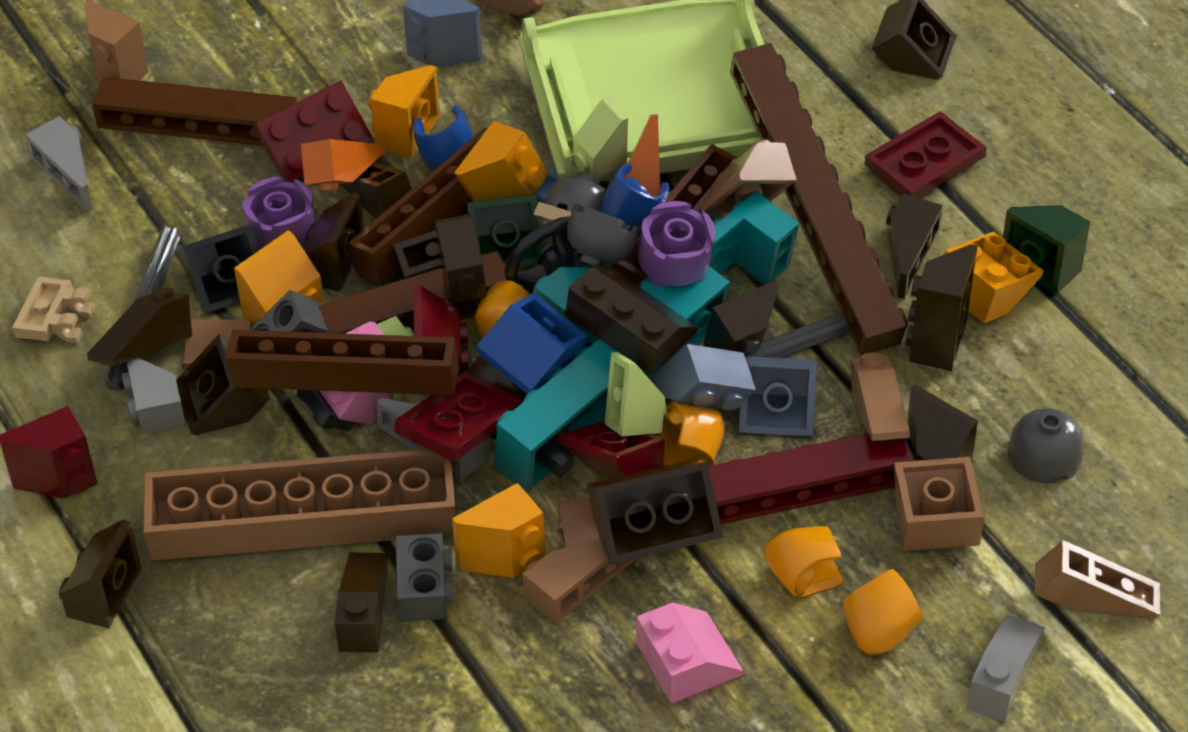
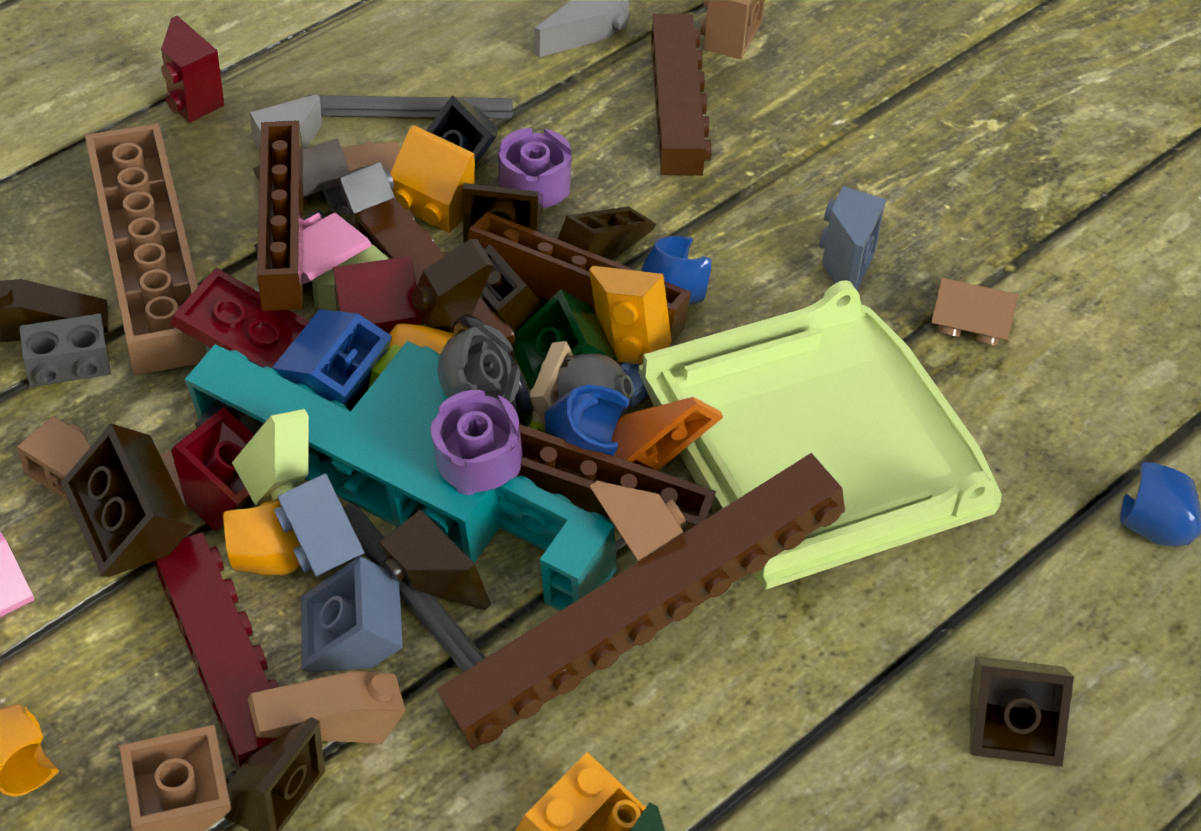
camera: 75 degrees right, 0 degrees up
(44, 308) = (388, 43): tan plate -> none
(102, 576) = (51, 133): dark brown slope -> none
(145, 327) = (355, 99): dark brown slope -> none
(316, 118) = (664, 173): dark red plate -> none
(337, 162) = (606, 188): orange slope -> none
(399, 103) = (717, 228): light orange slope -> none
(500, 534) = (106, 390): light orange slope -> none
(601, 140) = (669, 375): yellowish green slope -> none
(627, 318) = (372, 423): dark brown slope -> none
(804, 560) = (90, 668): light orange piece -> none
(912, 232) = (635, 733): dark brown slope -> none
(925, 155) = (801, 742): dark red plate -> none
(941, 308) = (479, 755): dark brown slope -> none

